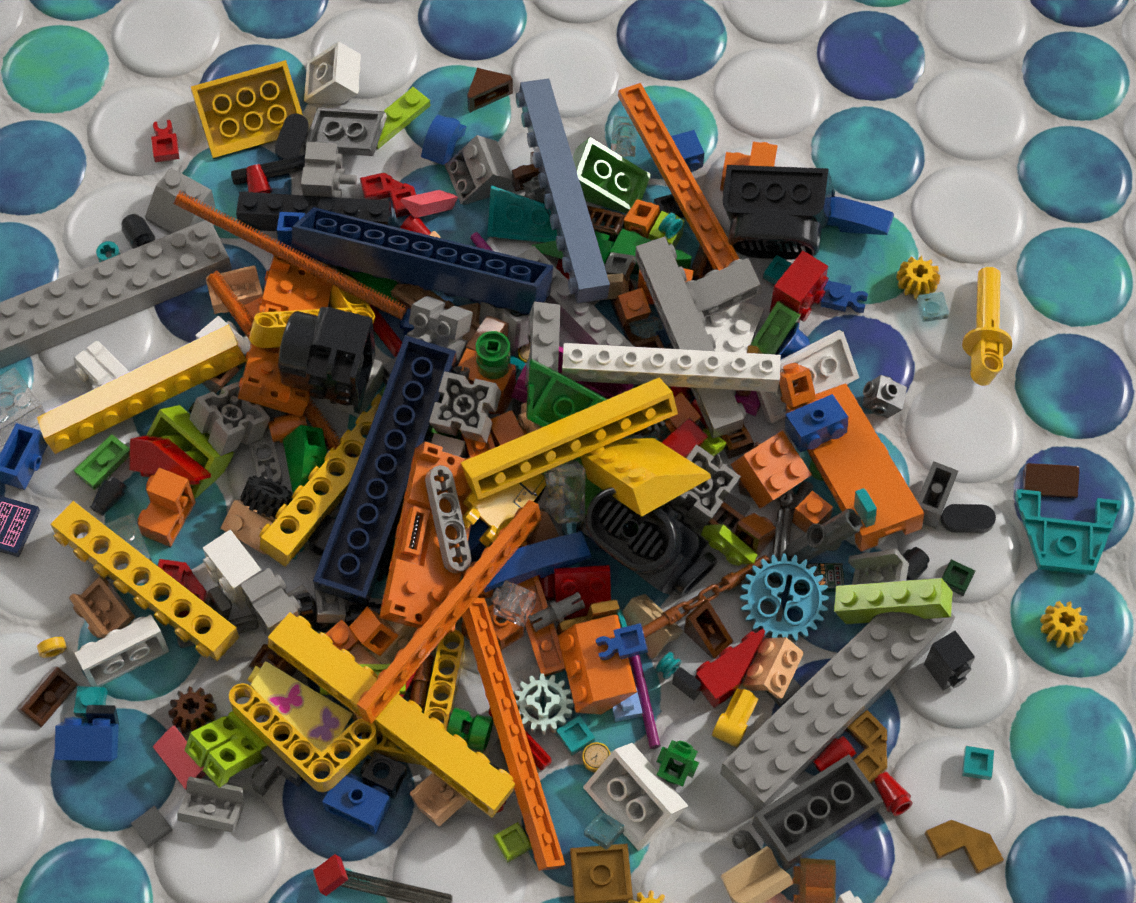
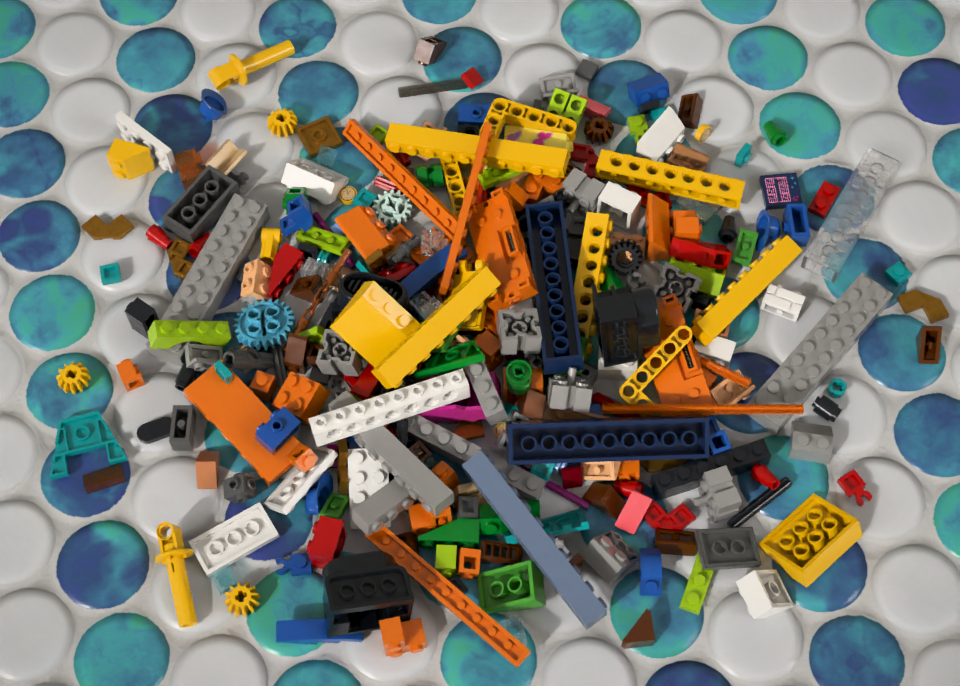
camera: 160 degrees right, 0 degrees up
(19, 589) = (743, 155): none -> teal plate
(59, 467) = (768, 229): none -> blue piece
(134, 700) = (637, 126): none -> lime plate
(201, 522) = (657, 229): none -> orange slope
(228, 671) = (585, 154): none -> red tile
(291, 136) = (764, 528): black tile -> none
(300, 573) = (576, 227): none -> dark grey plate
(396, 165) = (675, 542): none -> reddish brown slope
(443, 519) = (494, 257): light grey beam -> none
(452, 228) = (605, 499): none -> reddish brown slope
(627, 642) = (350, 239): blue plate -> none
(661, 691) = (324, 240): none -> lime plate
(670, 225) = (441, 550): teal bush -> none
(687, 727) = (298, 216): none -> blue brick
(689, 648) = (314, 267): none -> clear brick
(690, 149) = (458, 637): blue brick -> none
(907, 347) = (233, 539): none -> white plate
(914, 446) = (207, 469): none -> nougat slope
(958, 577) = (153, 387): dark green tile -> none
(985, 599) = (130, 375): none -> orange brick

